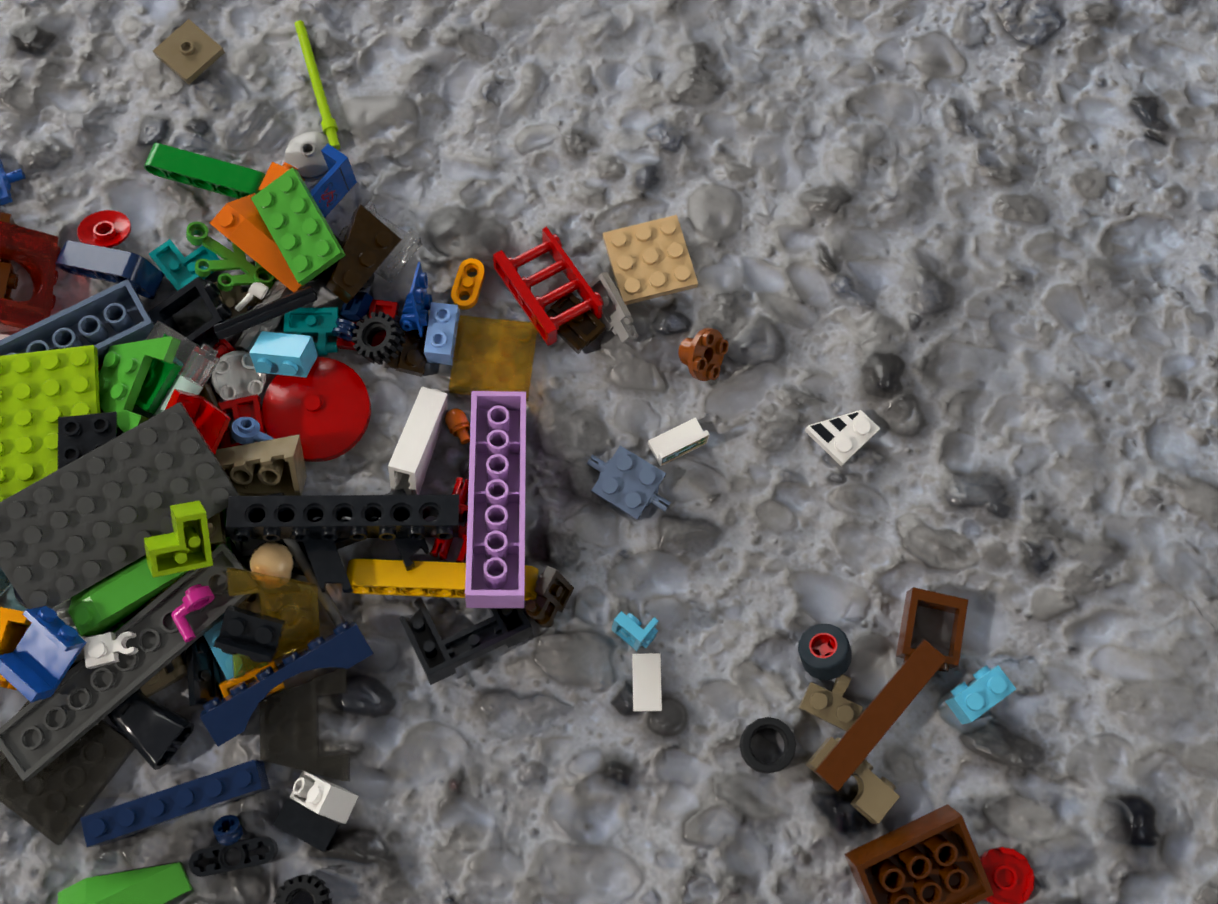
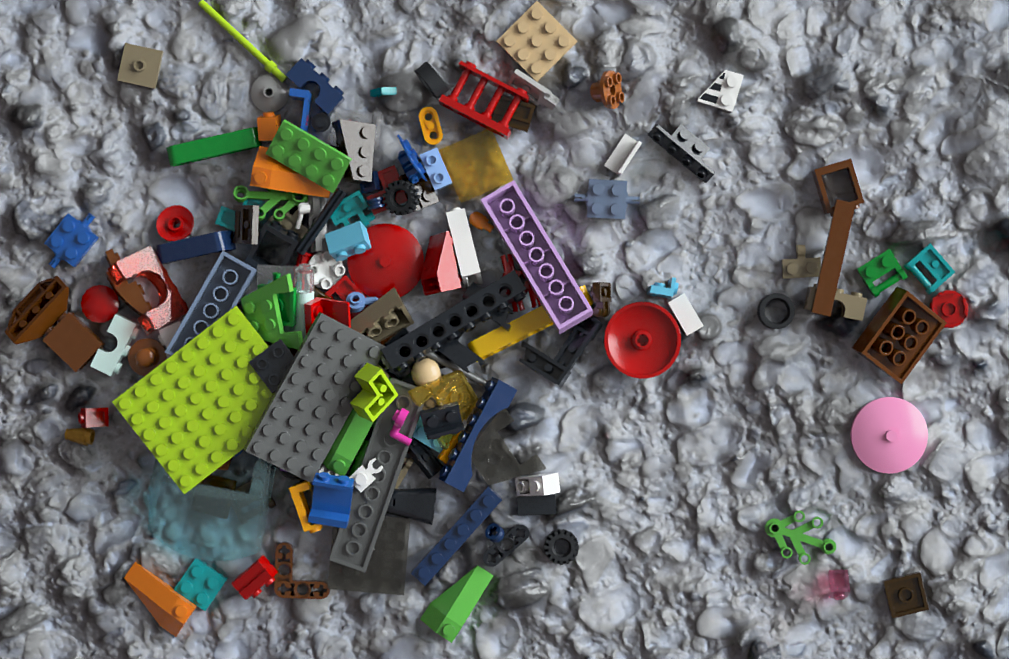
camera: 30 degrees left, 15 degrees up
(174, 274) = (246, 224): none -> dark brown plate
(343, 212) = (321, 122): none -> black plate
(360, 152) = (304, 73): none -> dark blue arch
(368, 454) = (440, 266): none -> red slope
(439, 216) = (383, 91): none -> teal tile
(499, 229) = (431, 80): none -> black tyre
(571, 682) = (642, 340): none -> red dish
(759, 474) = (685, 148): none -> black bracket
(818, 643) = (776, 233): black wheel -> none
(935, 765) = (878, 267): none -> green plate
(979, 695) = (885, 211): medium azure brick -> none
(1012, 803) = (934, 264): none -> teal plate

